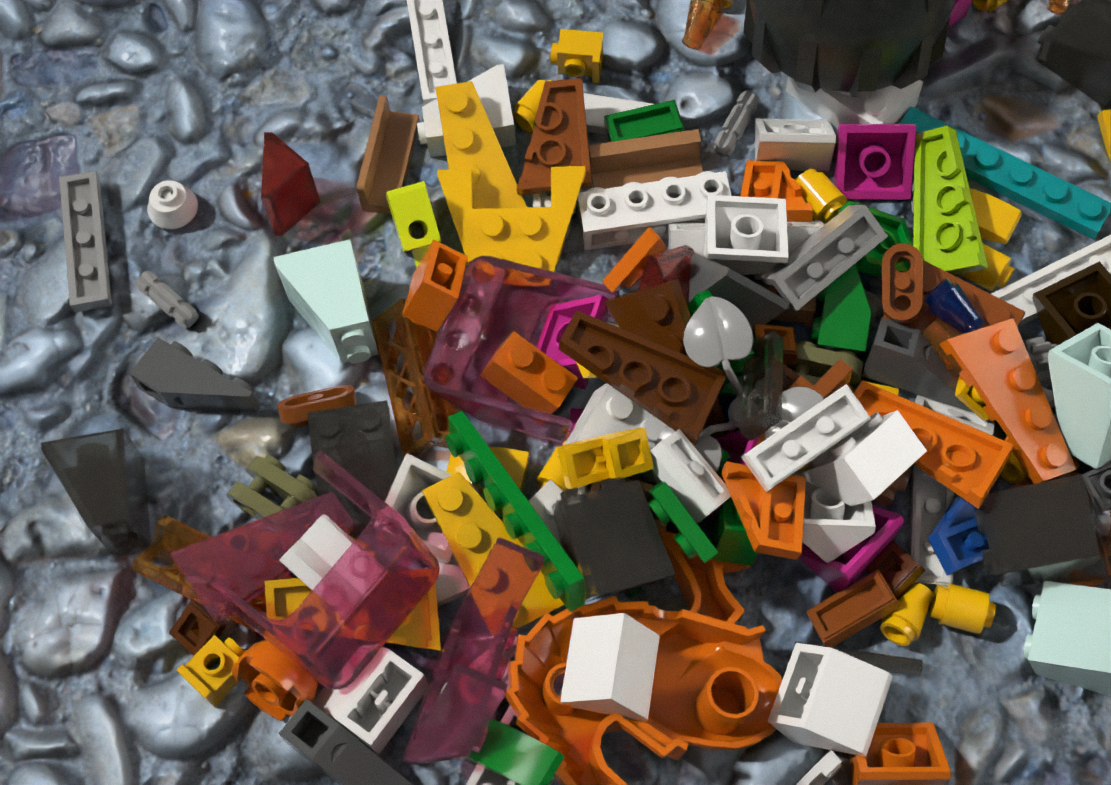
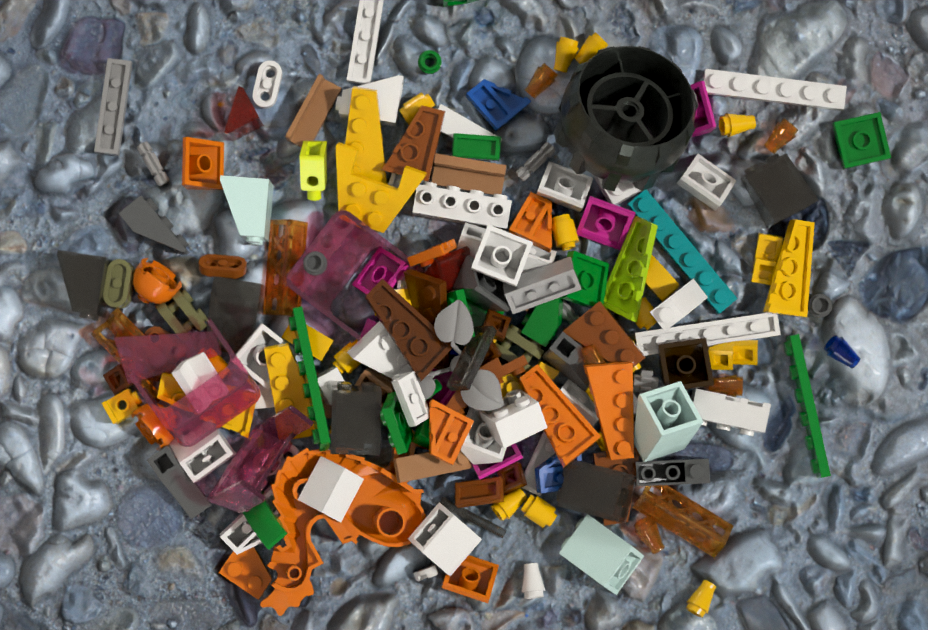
camera: 10 degrees right, 20 degrees up
(158, 476) = (118, 284): none -> olive brick
(171, 205) = (174, 105): white cone -> none
(213, 461) = (154, 282): none -> orange cylinder
(242, 273) = (202, 164): none -> orange slope
(310, 145) = (267, 85): none -> white plate
(435, 286) = (312, 219): orange brick -> none
(461, 338) = (315, 263): none -> dark grey plate
(528, 375) = (347, 294): orange brick -> none
(533, 39) = (429, 54): none -> green plate
(579, 53) = (454, 79): yellow brick -> none
(605, 457) = (375, 370): yellow slope -> none
(648, 67) = (496, 103): none -> blue wing
(759, 584) = (426, 465): none -> medium nougat slope
(806, 438) = (479, 403): white tile -> none
(902, 285) = (580, 316): dark orange plate -> none
(953, 307) = (602, 342): clear blue cone -> none
(991, 77) = (706, 182): none -> white slope
(1003, 729) = (532, 582): none -> white cone
(1033, 233) = (679, 304): none -> white slope

